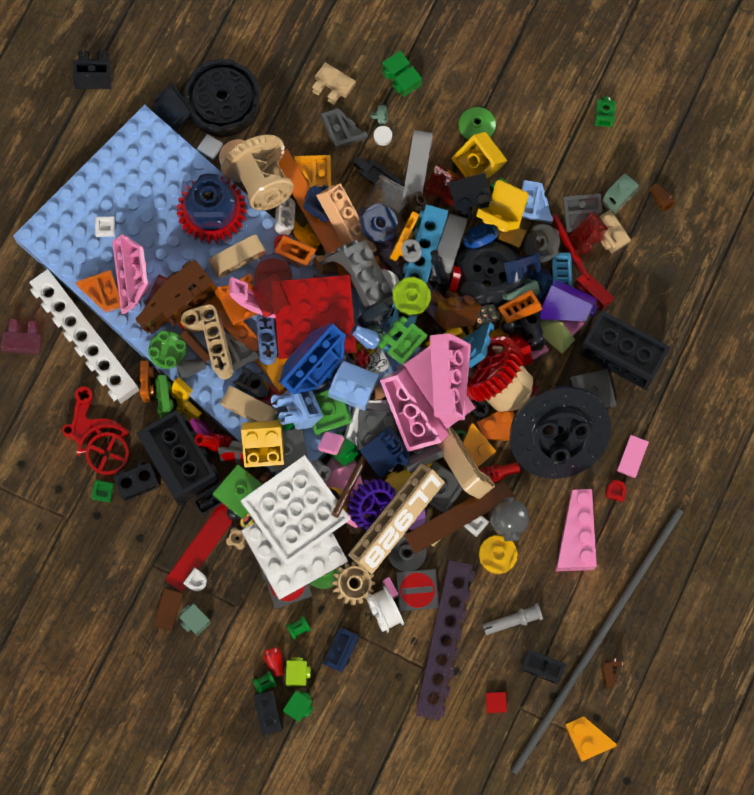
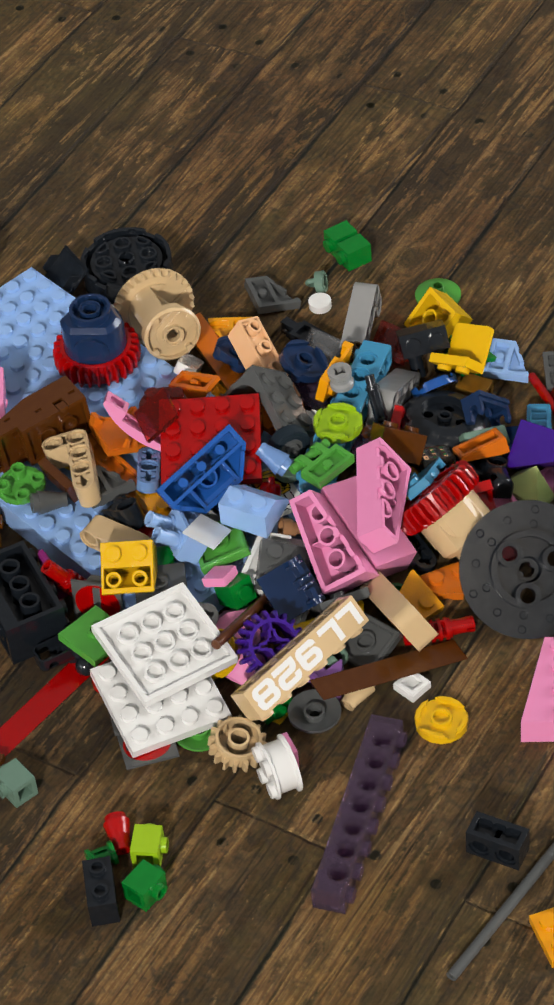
camera: 10 degrees right, 30 degrees down
(162, 392) = (10, 529): bright green plate -> none
(181, 393) = (33, 532): yellow tile -> none
(196, 580) = (23, 743): white tile -> none
(232, 541) = (85, 696): tan plate -> none
(237, 256) = (129, 388): tan beam -> none
(298, 627) = (156, 794): green bush -> none
(320, 410) = (207, 531): none -> white sticker
(335, 80) = (265, 255): tan plate -> none
(341, 650) = (215, 823): dark blue hinge -> none
(417, 590) = (325, 753): piece -> none
(496, 702) = (429, 890): red tile -> none
(510, 519) = (457, 671): dark grey brick -> none
(522, 617) = (470, 787): light grey pin -> none
(551, 245) = (519, 390): dark grey plate -> none

